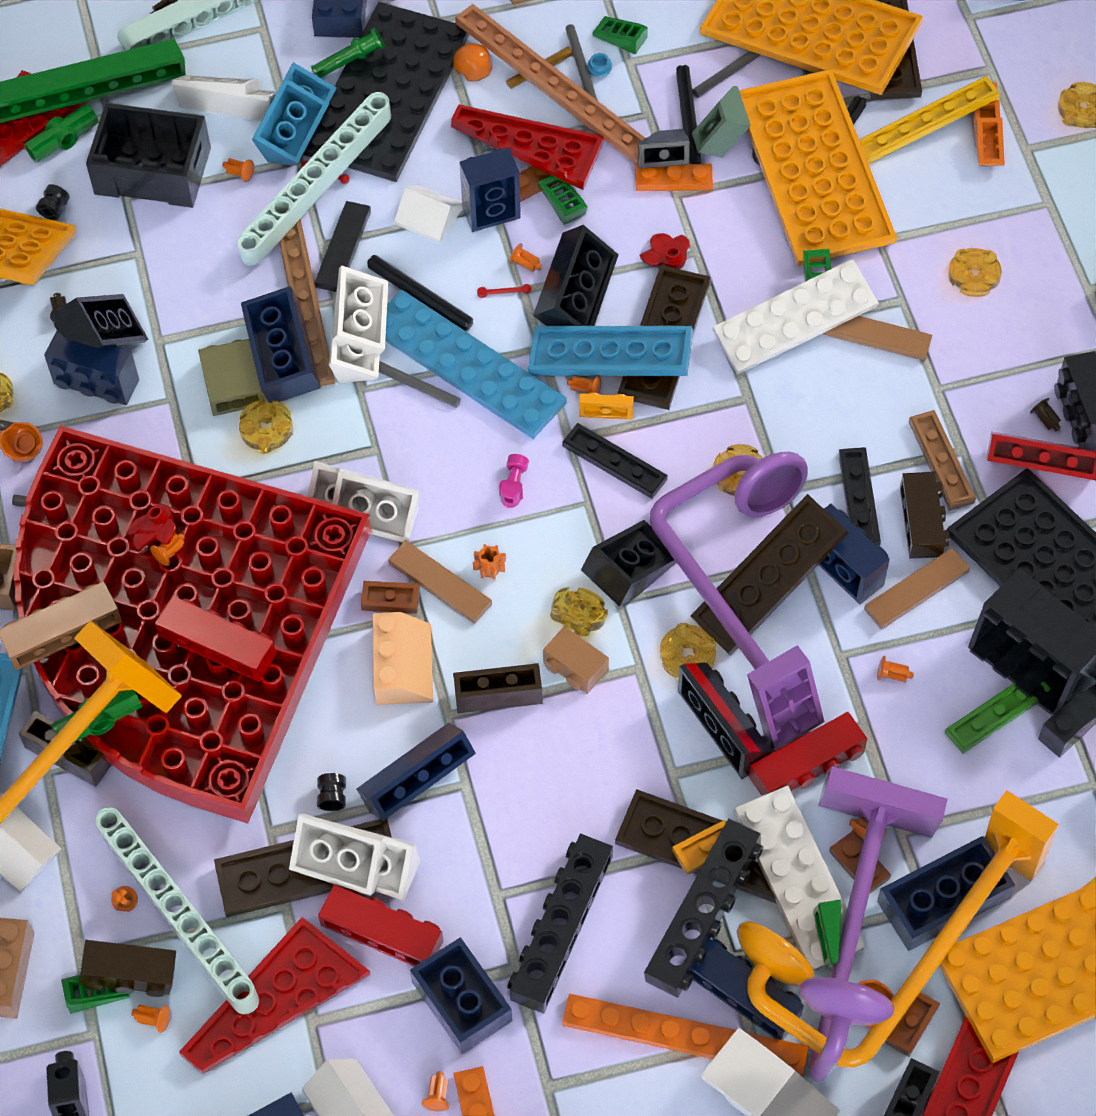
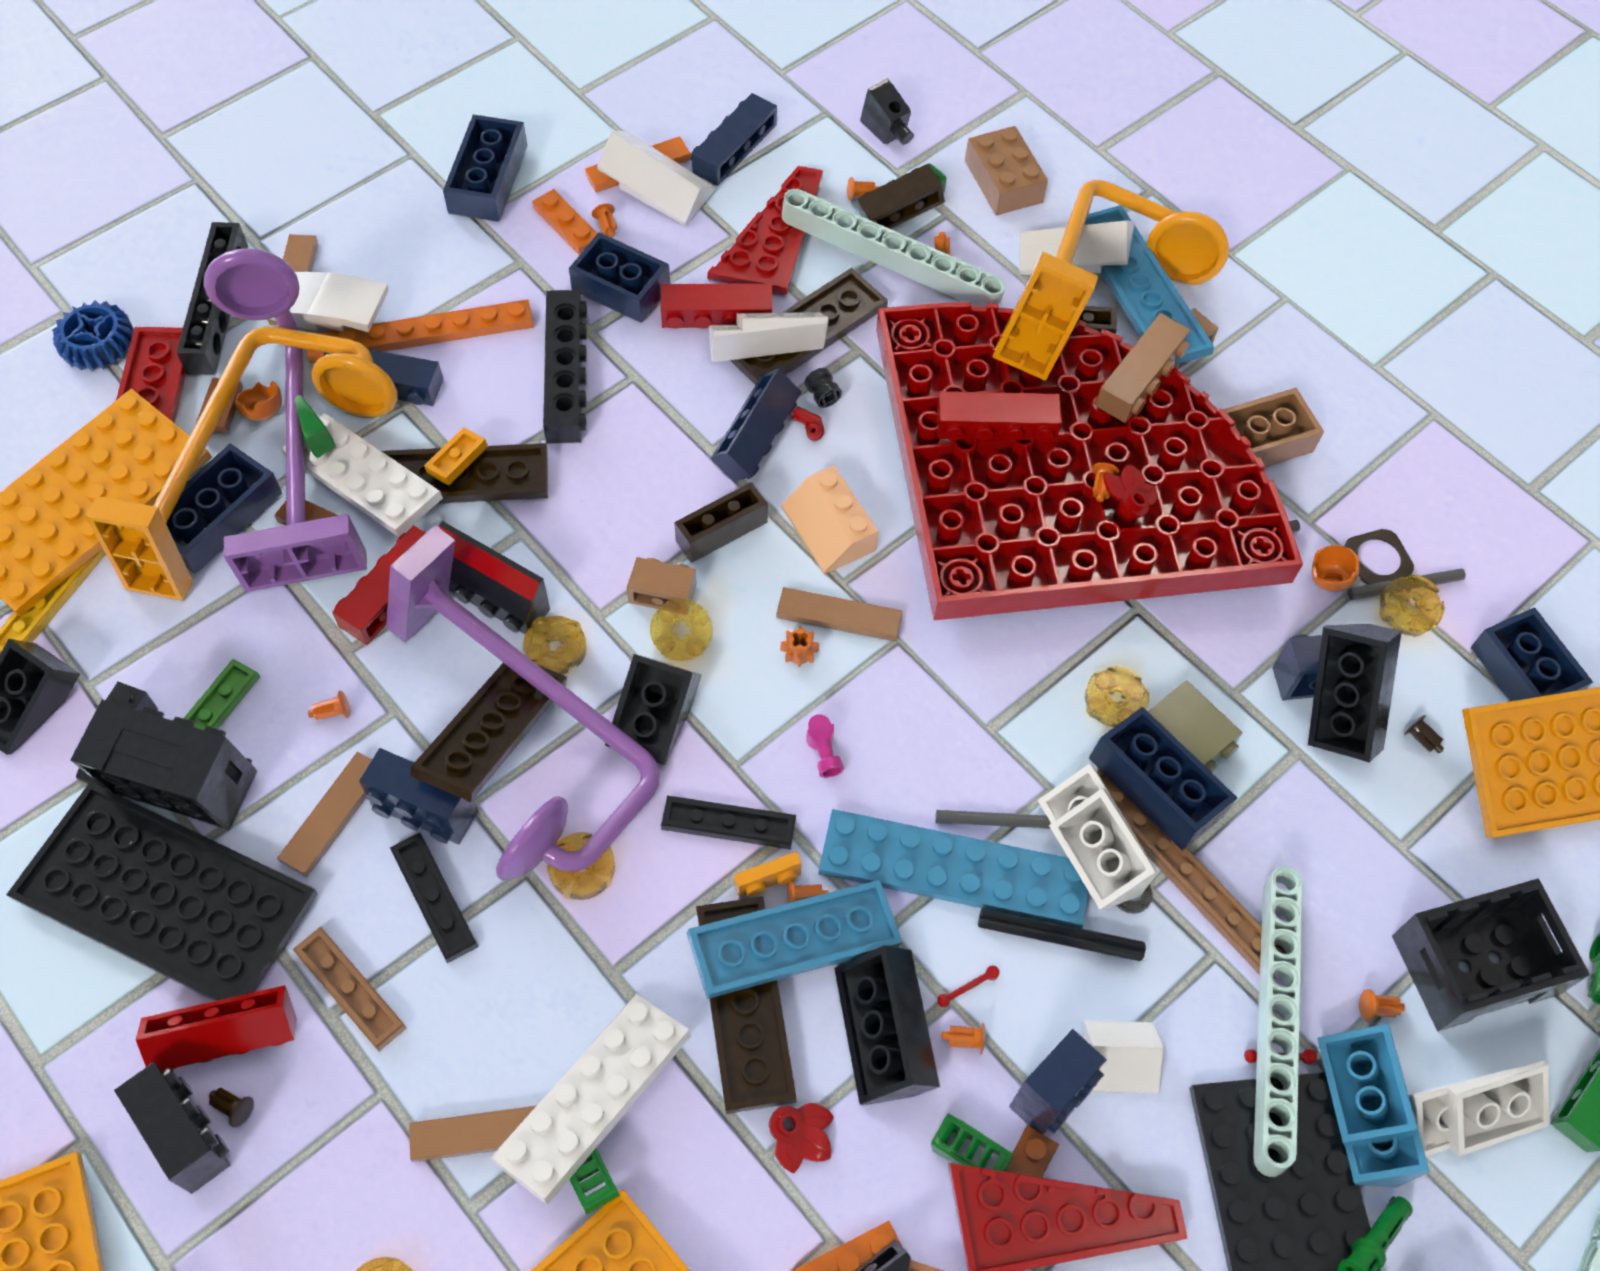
camera: 150 degrees right, 0 degrees up
(51, 204) = (1541, 854): black wheel -> none
(342, 244) = (1188, 959): black tile -> none
(361, 763) = (812, 422): none -> red arm
(389, 505) = (963, 654): white slope -> none
(390, 597) = (877, 575): dark orange plate -> none
(732, 839) = (432, 395): black brick -> none
(923, 515) = (347, 897): dark brown brick -> none

